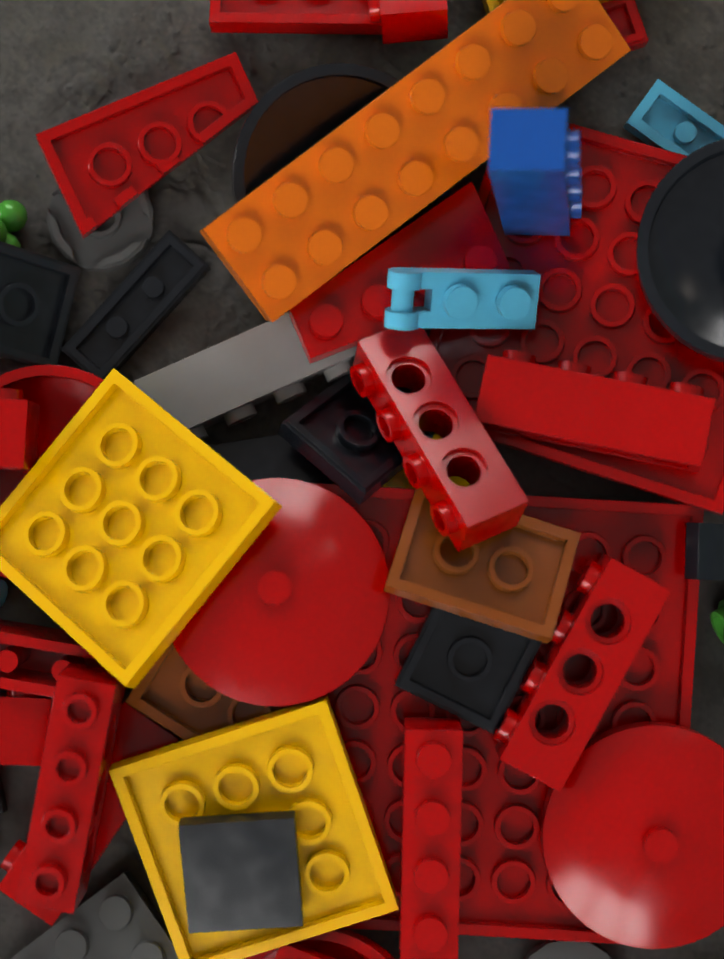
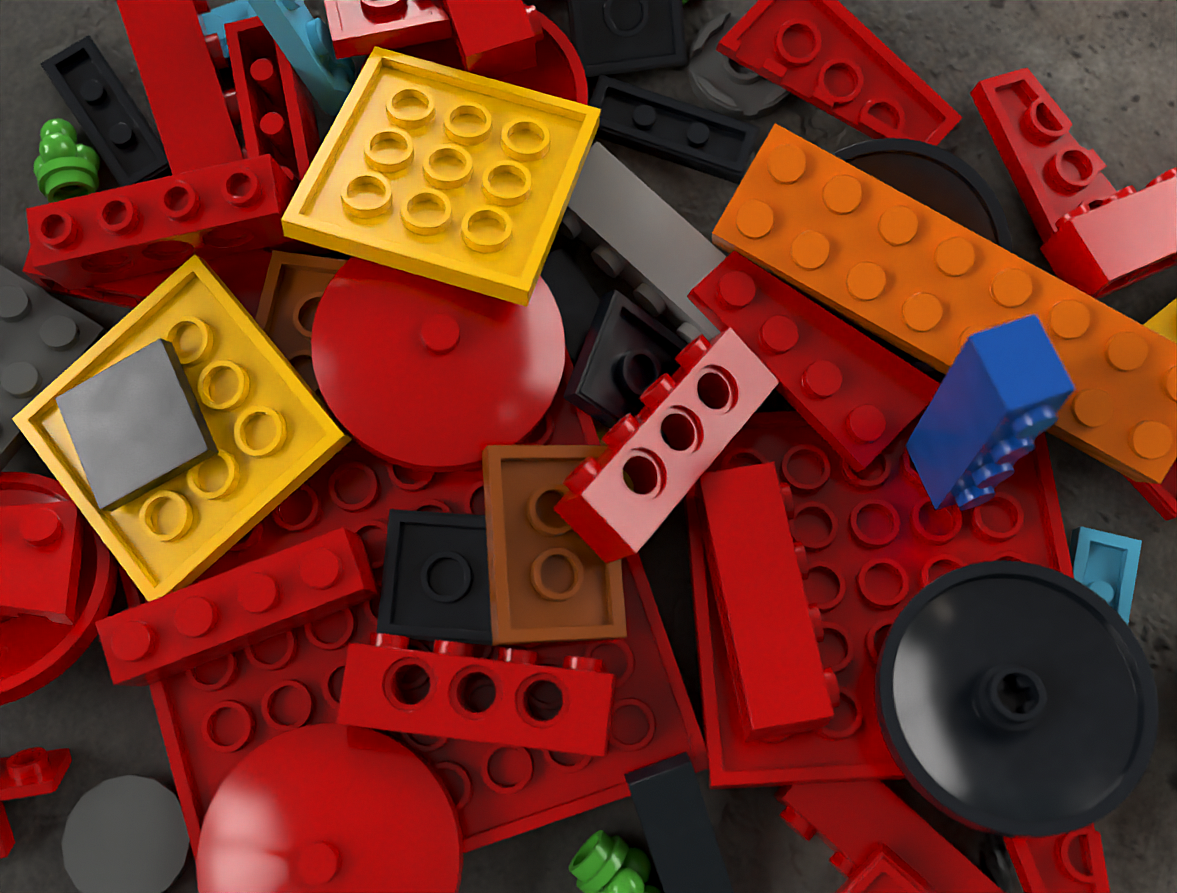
camera: 65 degrees right, 10 degrees down
(462, 298) = (820, 416): medium azure plate -> none

